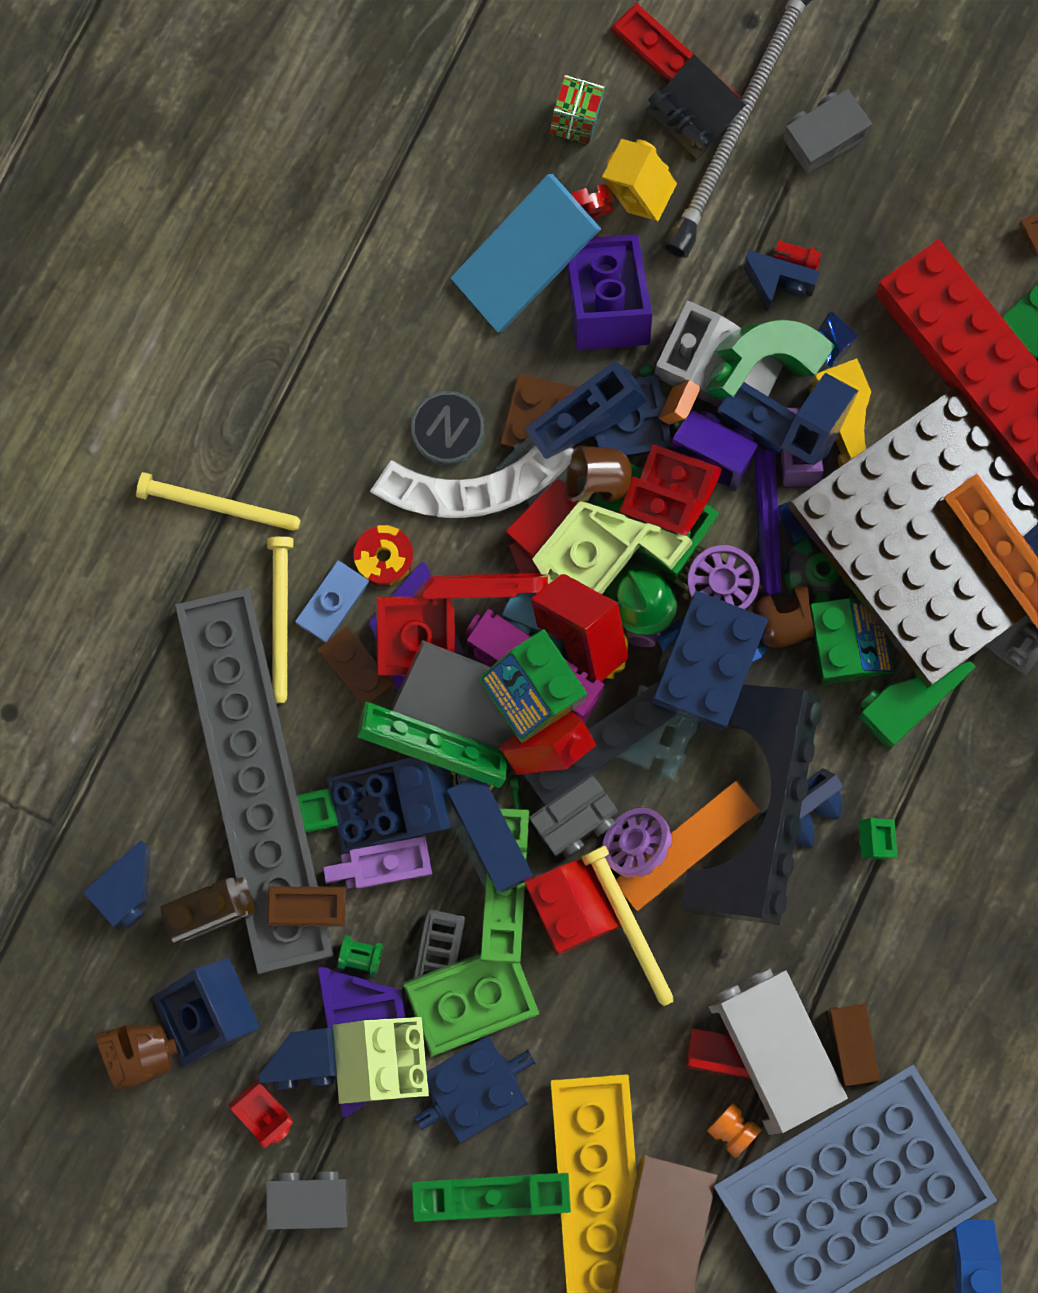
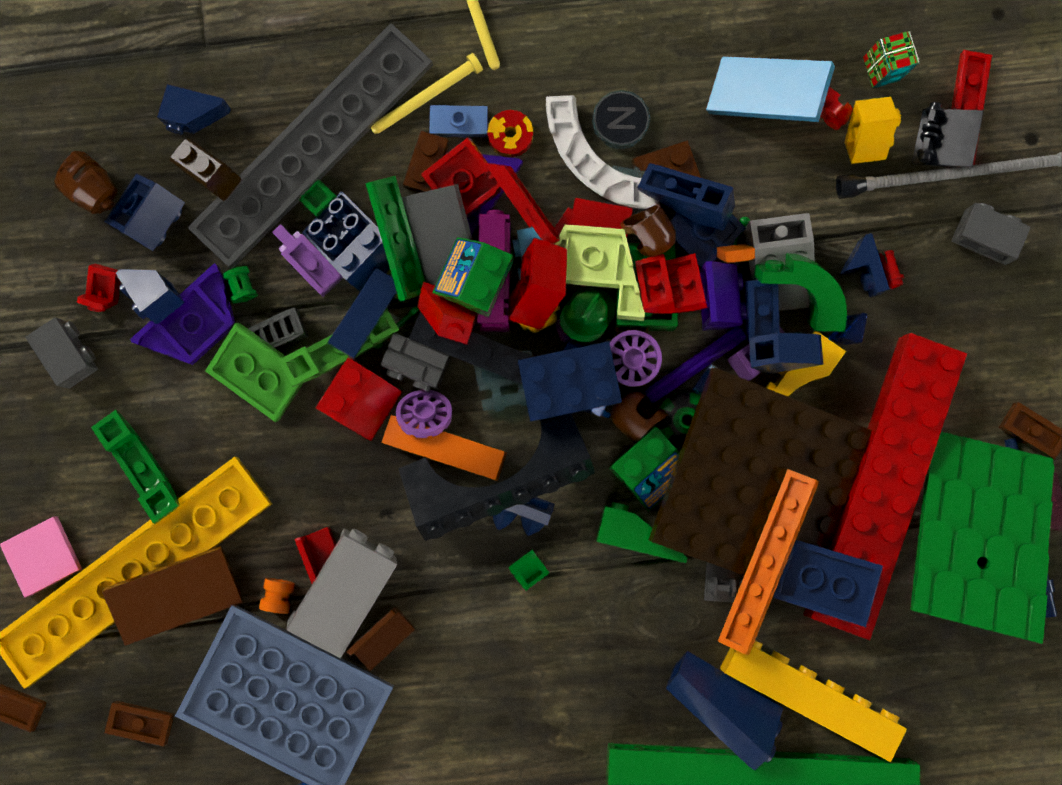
camera: 60 degrees right, 5 degrees up
(306, 906) = (247, 229): reddish brown tile -> none
(380, 1060) = (174, 339): yellowish green slope -> none
(474, 1089) = (201, 412): dark blue plate -> none
(609, 294) = (780, 162): dark purple slope -> none
(628, 923) = (369, 441): light yellow bar -> none

